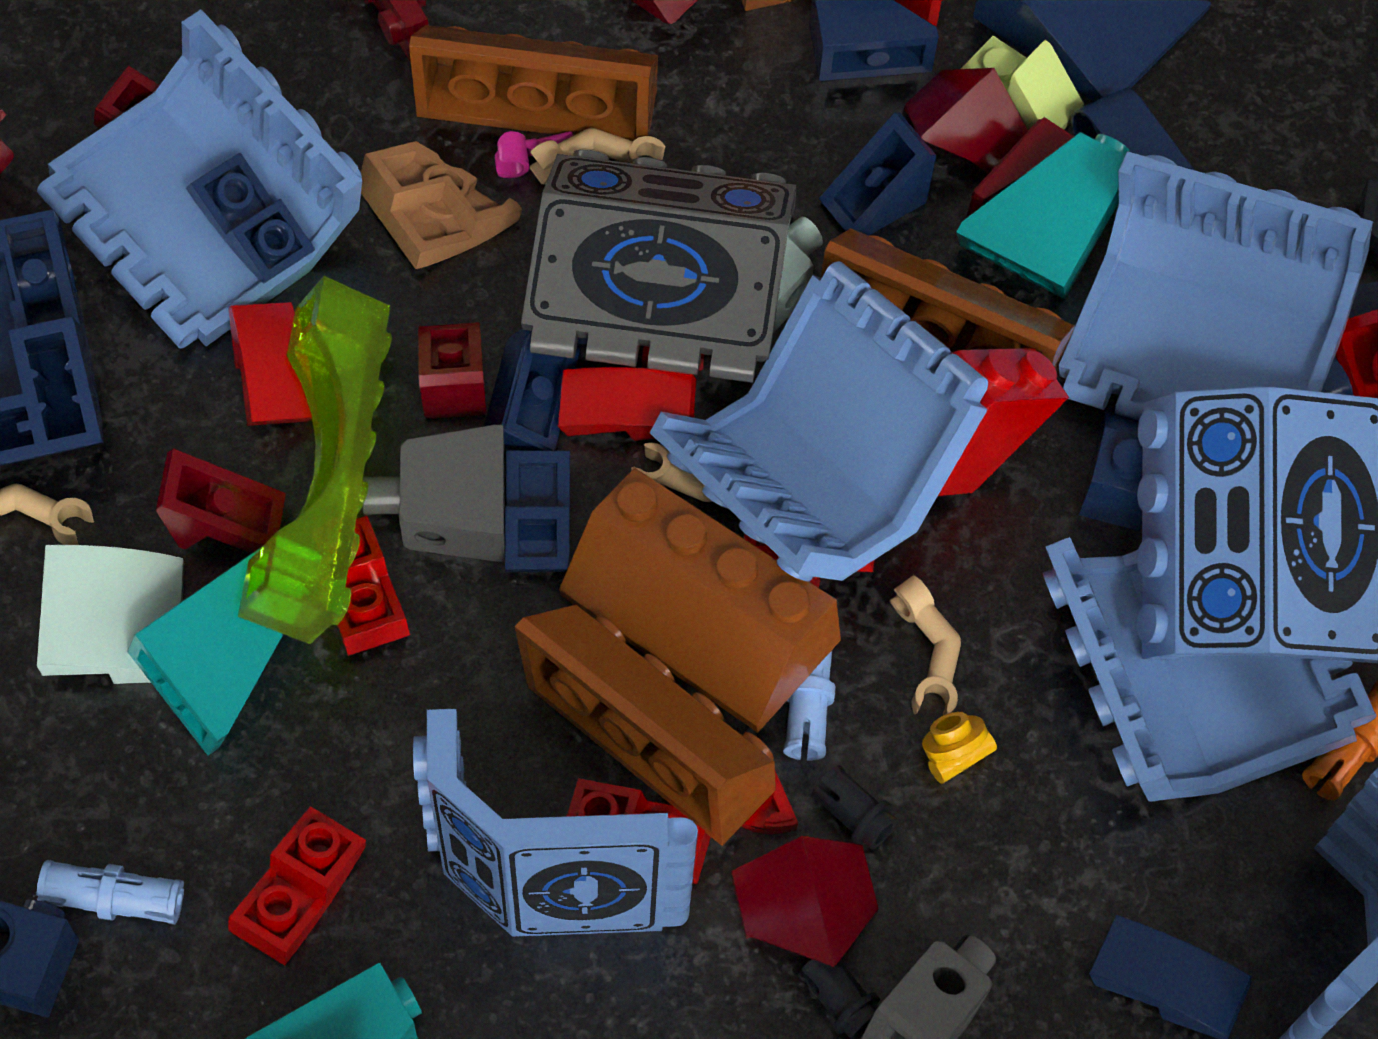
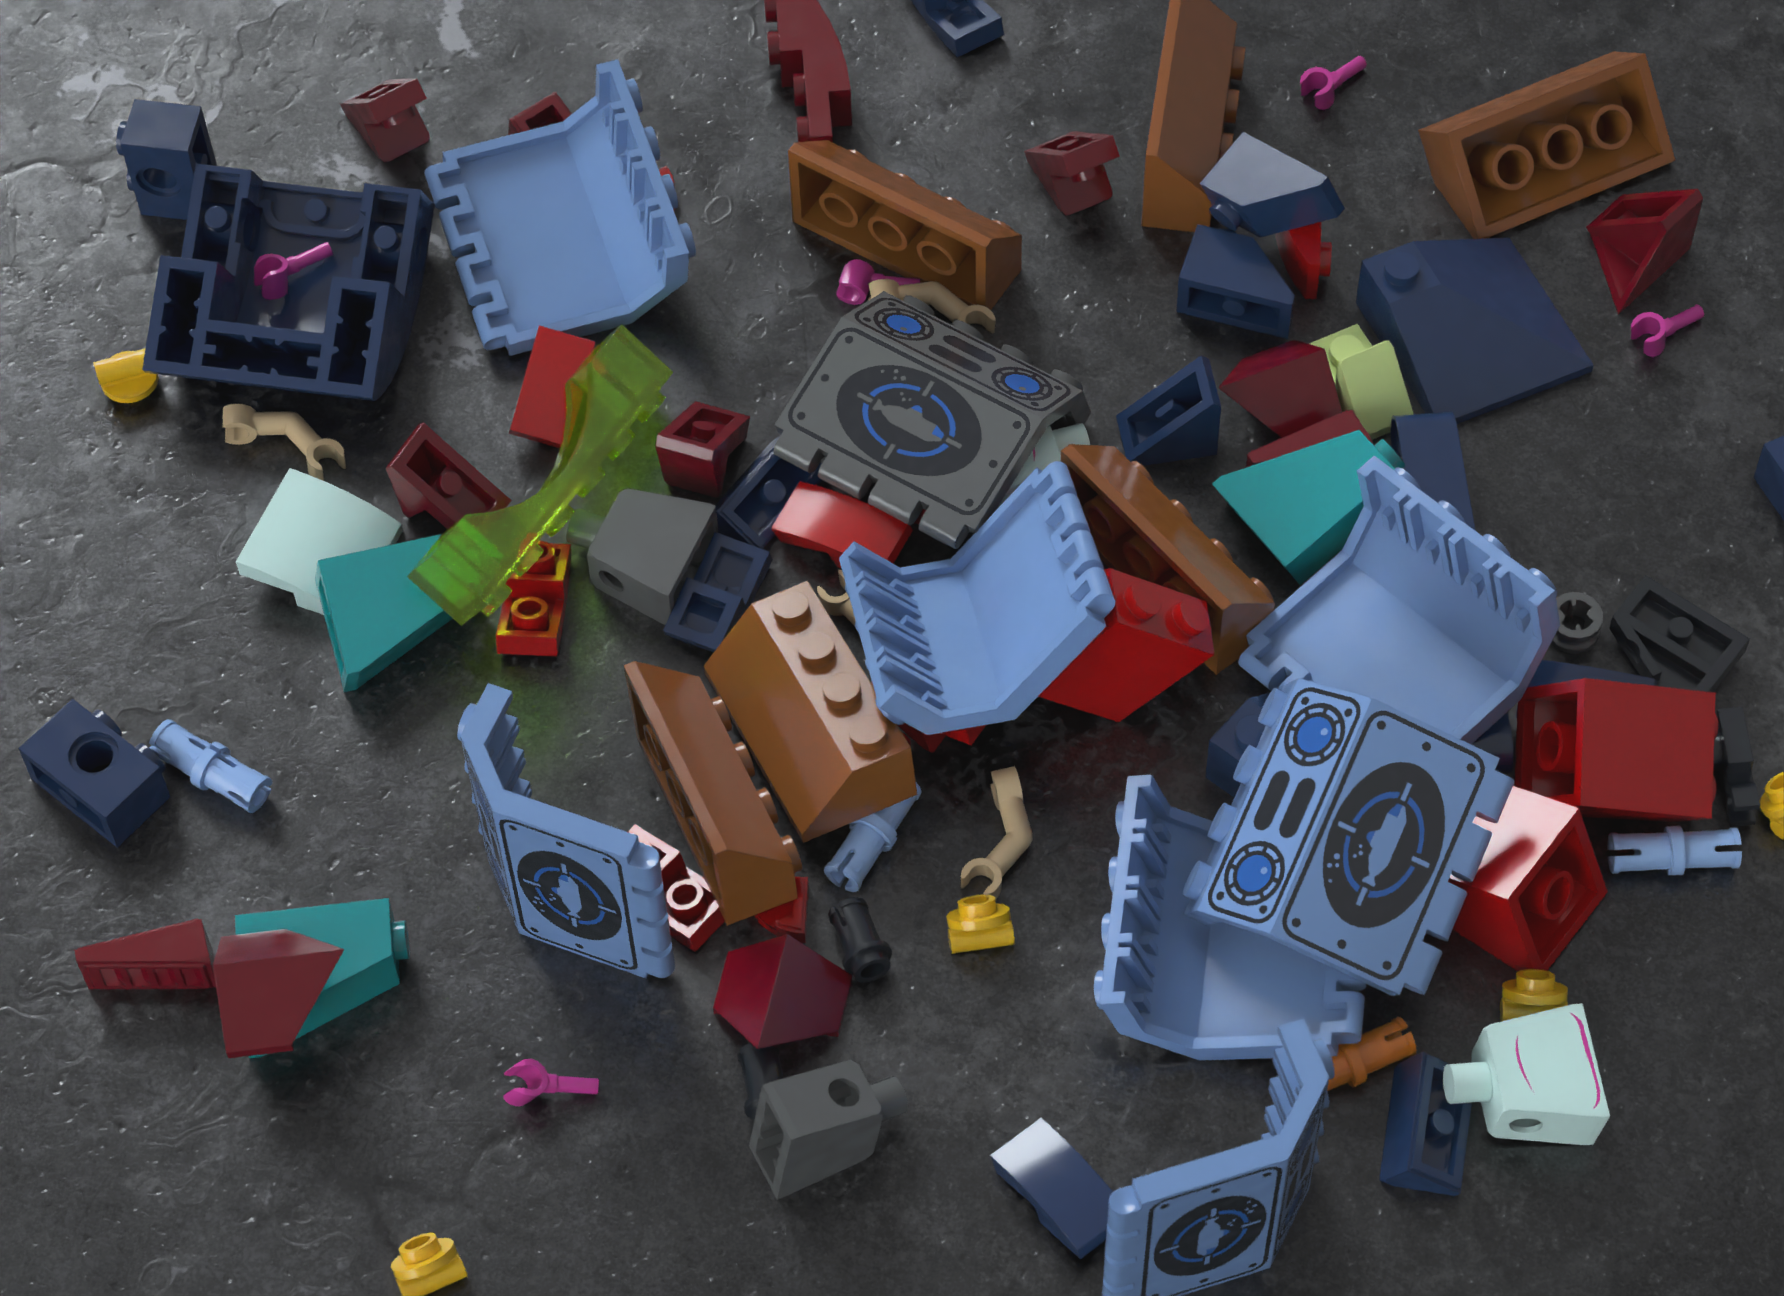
camera: 30 degrees right, 5 degrees down
(249, 220) = (592, 257): dark blue slope -> none
(298, 886) = (370, 818): red slope -> none
(430, 204) = (761, 301): medium nougat slope -> none

